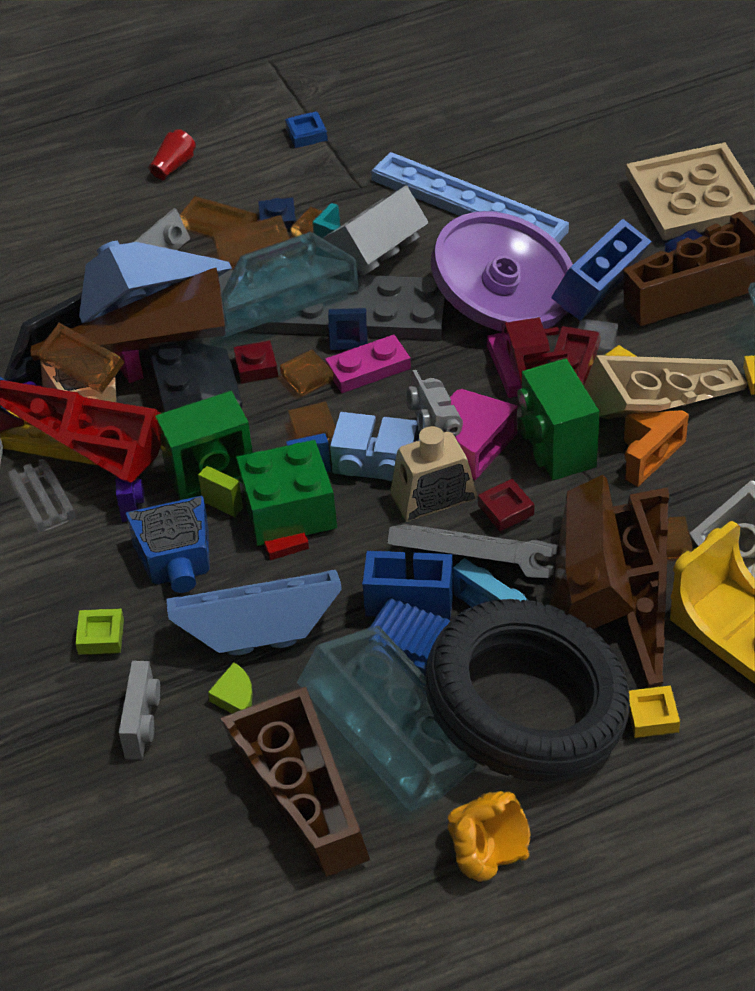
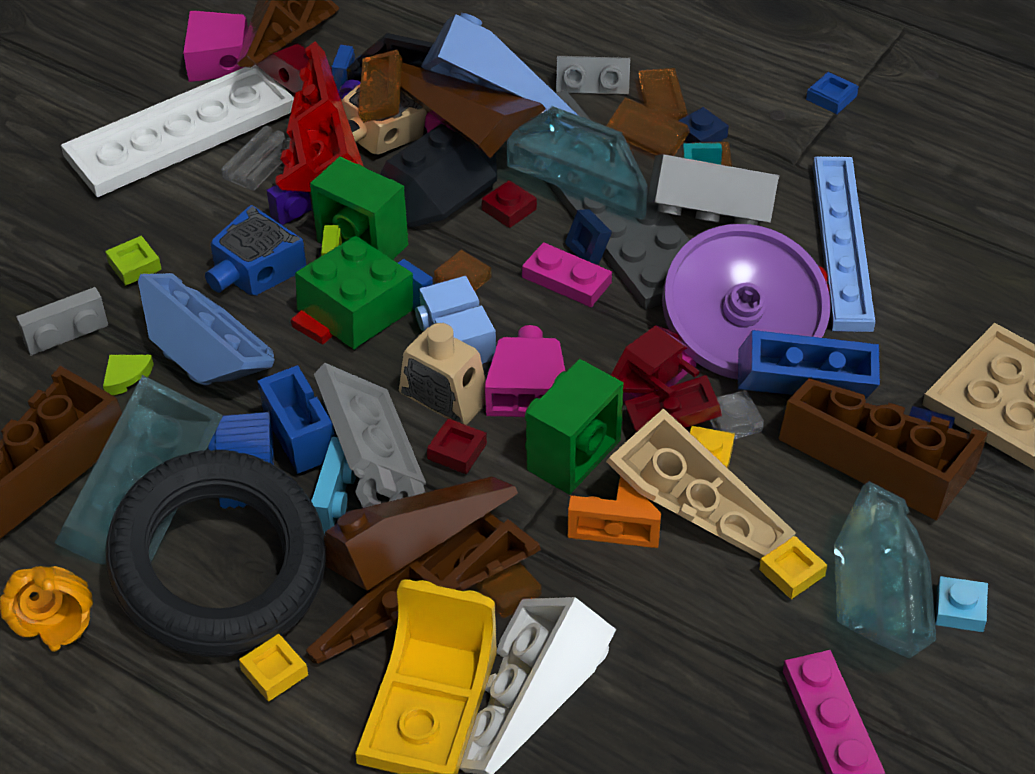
camera: 55 degrees right, 0 degrees up
(173, 152) = (711, 29): red cone -> none
(306, 372) = (521, 239): clear orange tile -> none
(432, 405) = (498, 335): light grey hinge -> none

